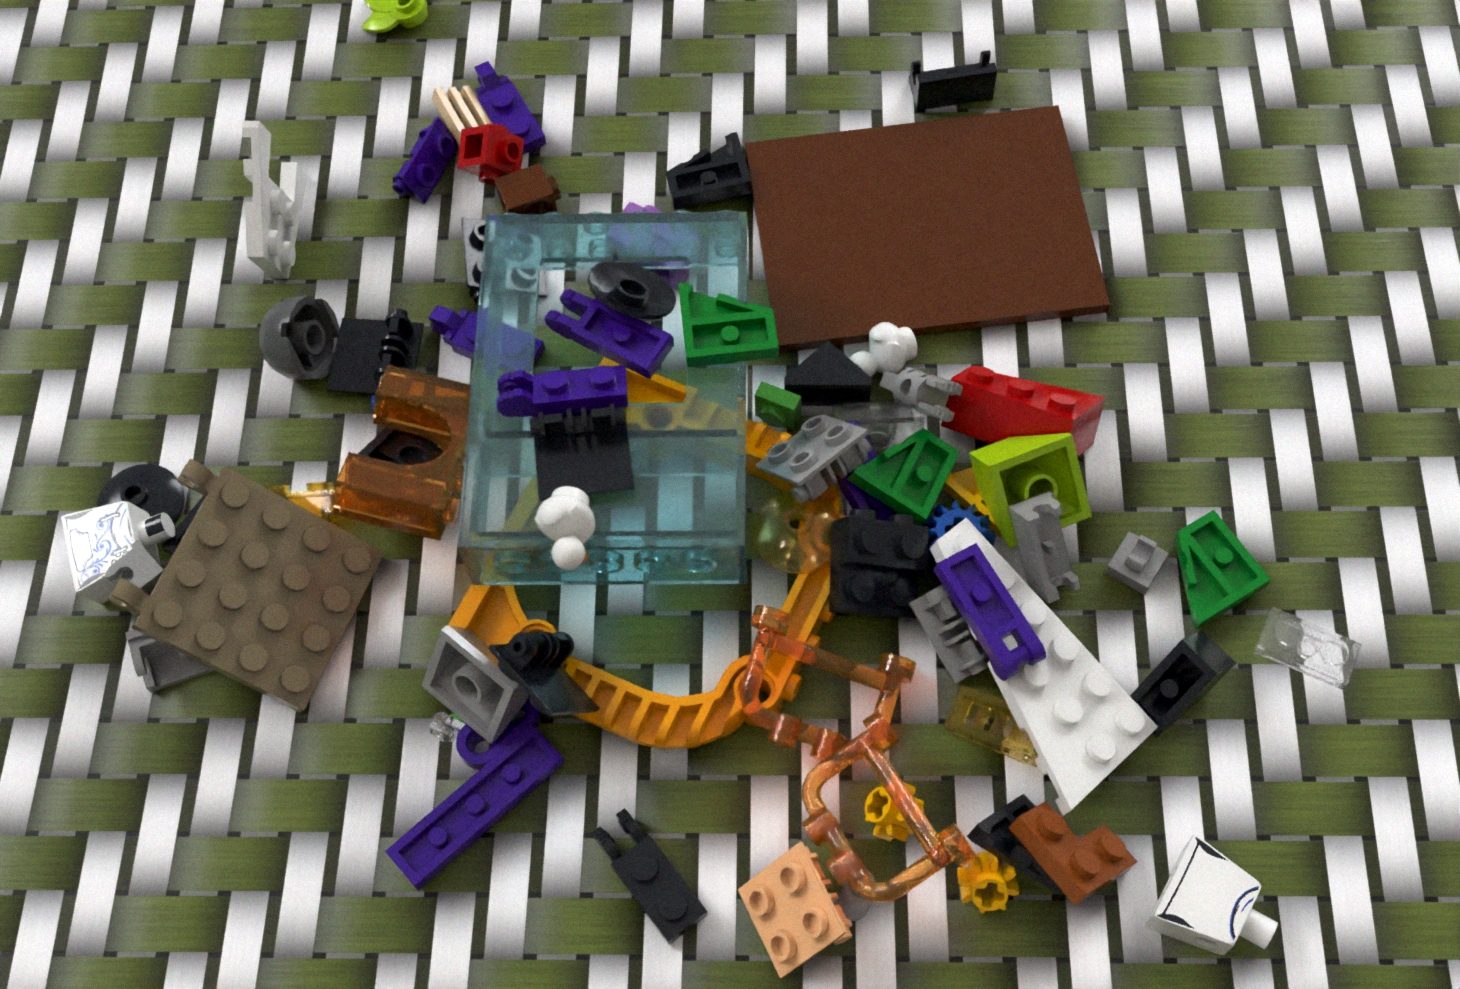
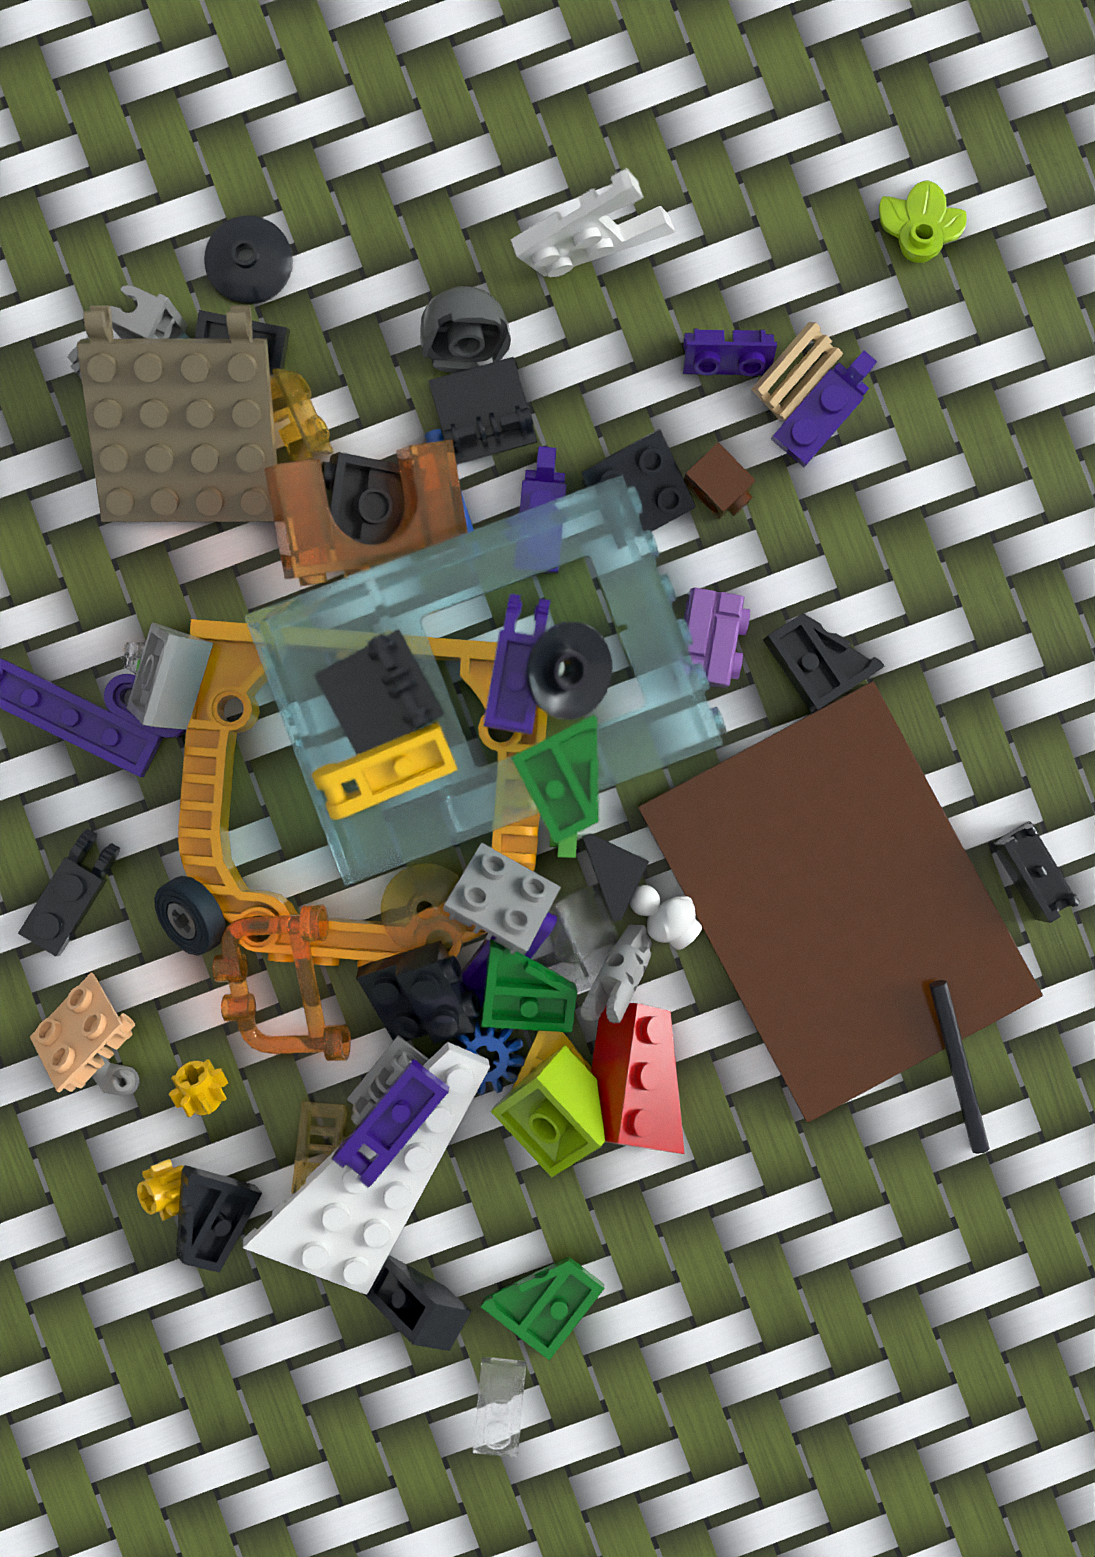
camera: 60 degrees right, 25 degrees up
(104, 535) = (181, 264): white torso -> none
(490, 152) = (751, 422): red brick -> none
(536, 665) = (177, 741): black hinge -> none
(558, 390) = (436, 652): dark purple hinge -> none
(569, 523) = (297, 716): white animal -> none
(653, 463) = (385, 771): none -> yellow plate
(696, 753) = (189, 915): none -> black bush
(823, 827) = (127, 1067): clear orange bar -> none
(1042, 545) = (499, 1143): light grey hinge -> none
(1074, 864) = (203, 1261): dark orange plate -> none
(1098, 177) = (959, 1066): none -> black bar
(1137, 562) = (530, 1228): light grey tile -> none
(1210, 902) = (218, 1381): white torso -> none

